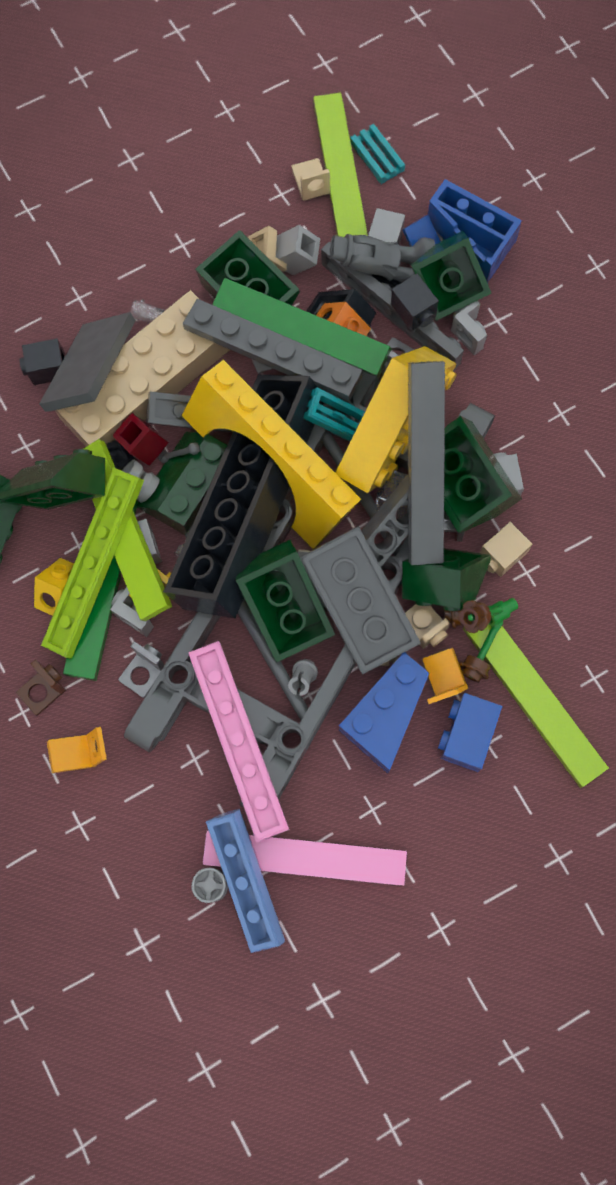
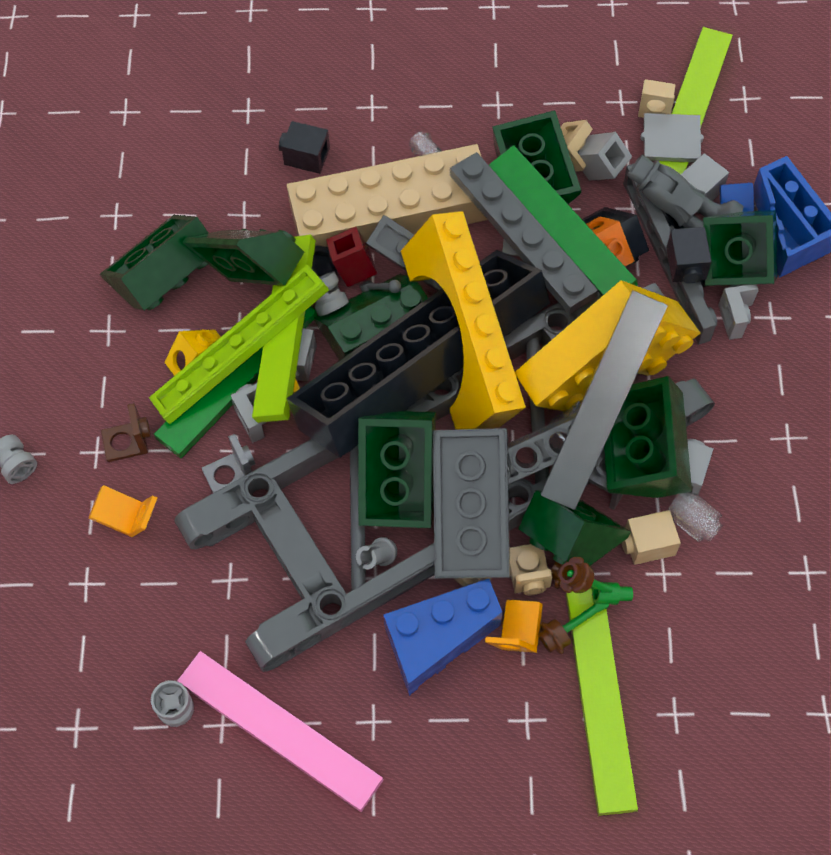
camera: 25 degrees right, 10 degrees down
(87, 362) = (342, 163): dark grey tile -> none
(238, 742) = (277, 580): bright pink tile -> none
(245, 881) = (207, 716): medium blue brick -> none
(328, 424) = (534, 322): teal tile -> none
(341, 206) = (672, 137): none -> light grey piece
(366, 136) = (734, 86): teal tile -> none
(470, 732) = (513, 695): blue brick -> none
(530, 515) = (696, 516): none -> clear brick

